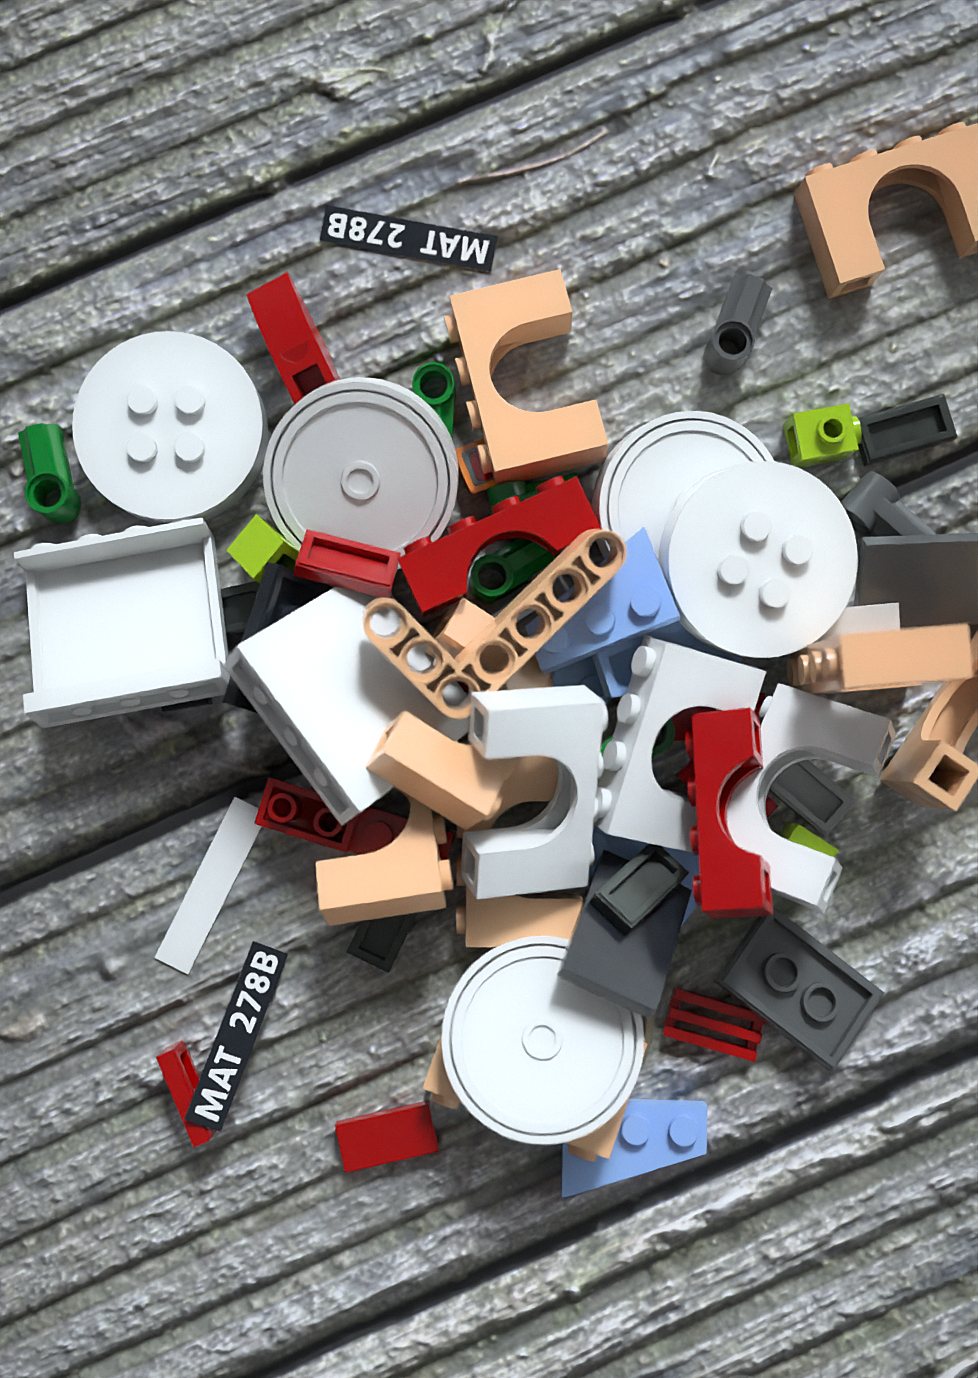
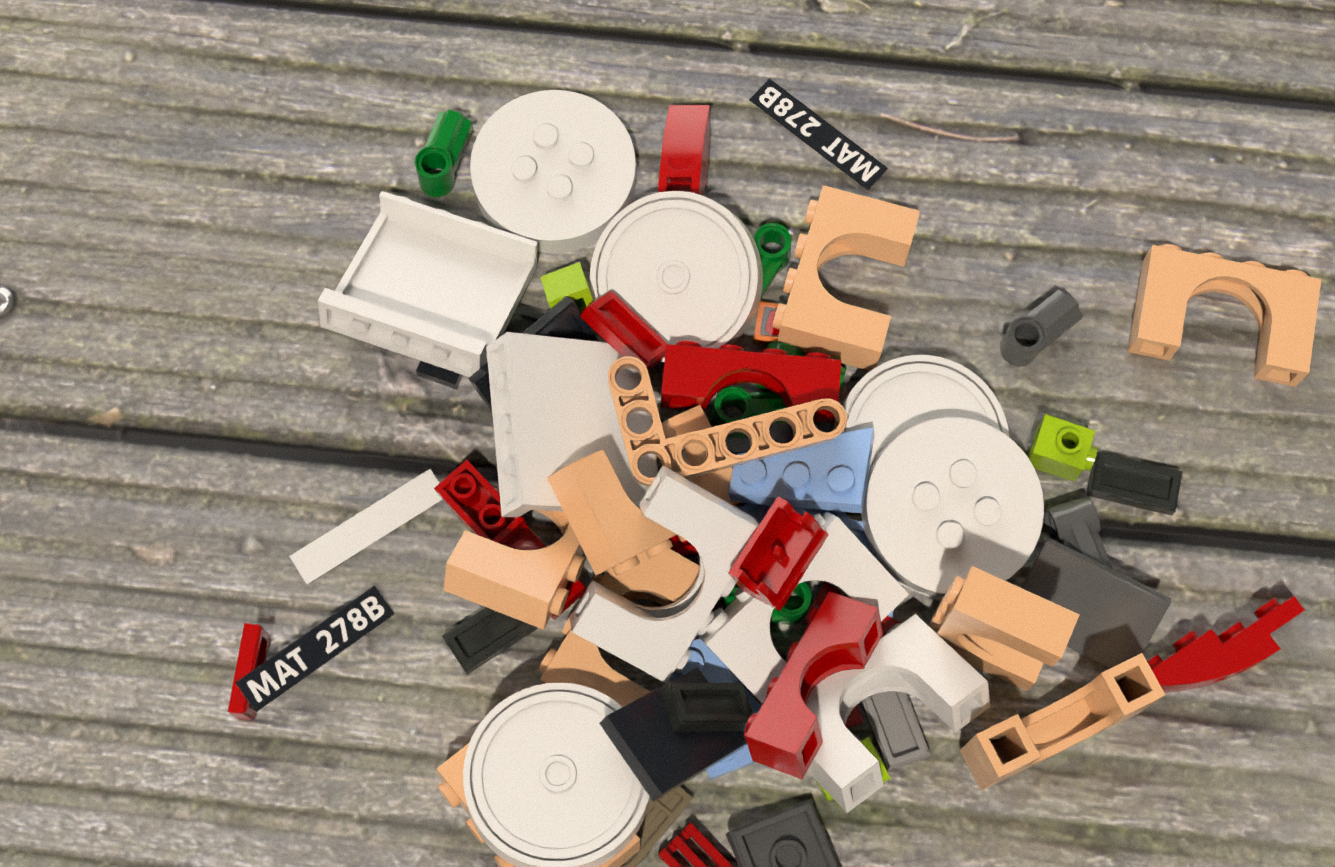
camera: 35 degrees right, 15 degrees down
(387, 1136) = (382, 805): red tile -> none
(633, 715) = (778, 554): none -> red hinge

